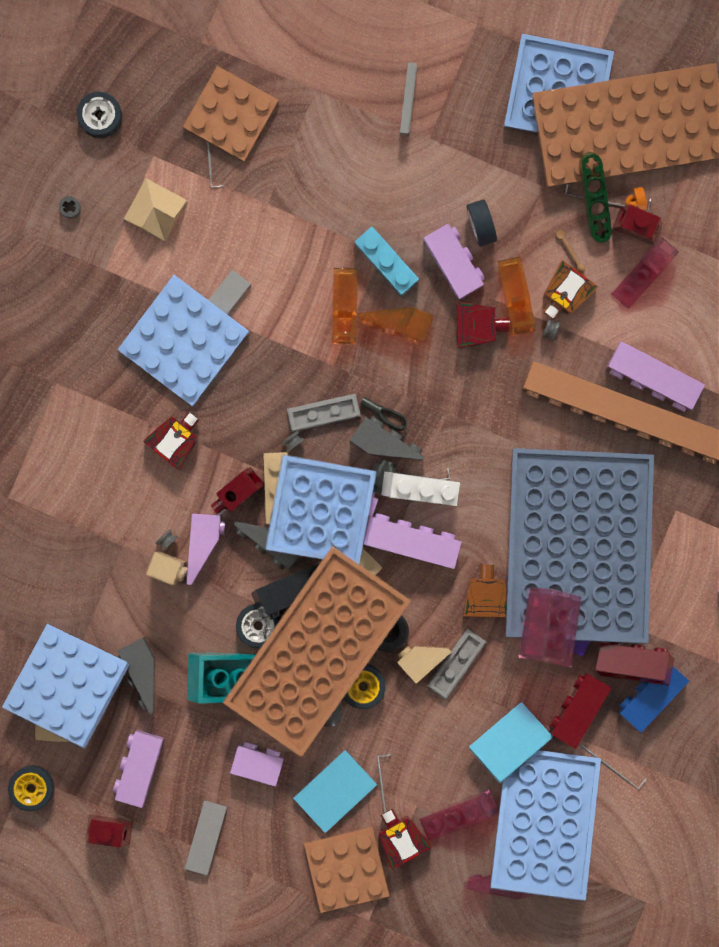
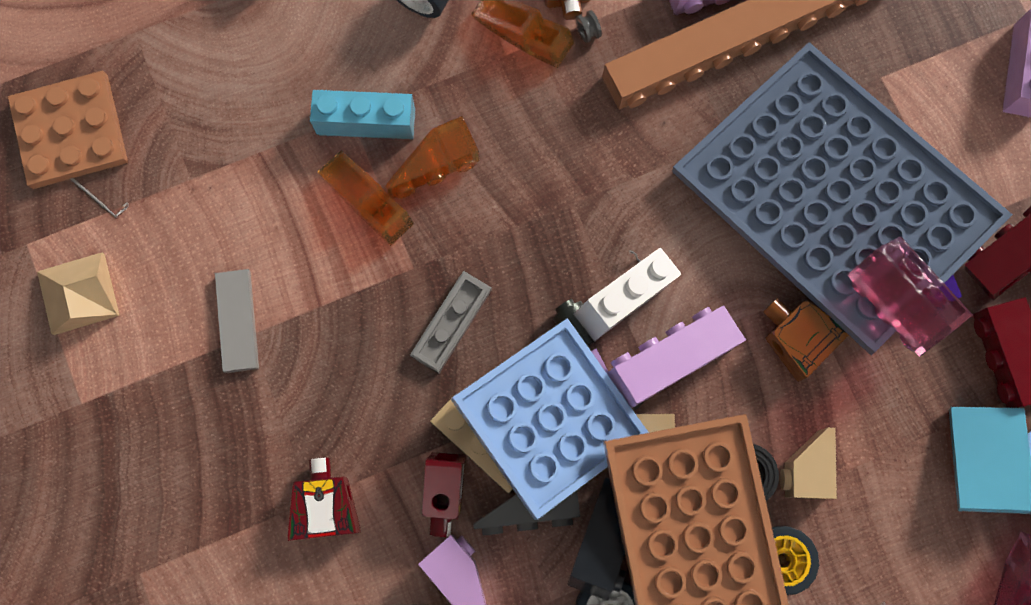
camera: 45 degrees left, 10 degrees down
(183, 340) = (232, 393): light blue plate -> none
(292, 441) = (448, 381): dark grey bush -> none
(377, 441) = (534, 293): dark grey slope -> none
(378, 409) = (502, 264): pearl dark grey piece -> none
(454, 261) = (429, 53): lavender brick -> none
(456, 663) = (853, 457): light grey tile -> none
(478, 325) = (513, 88): dark red torso -> none

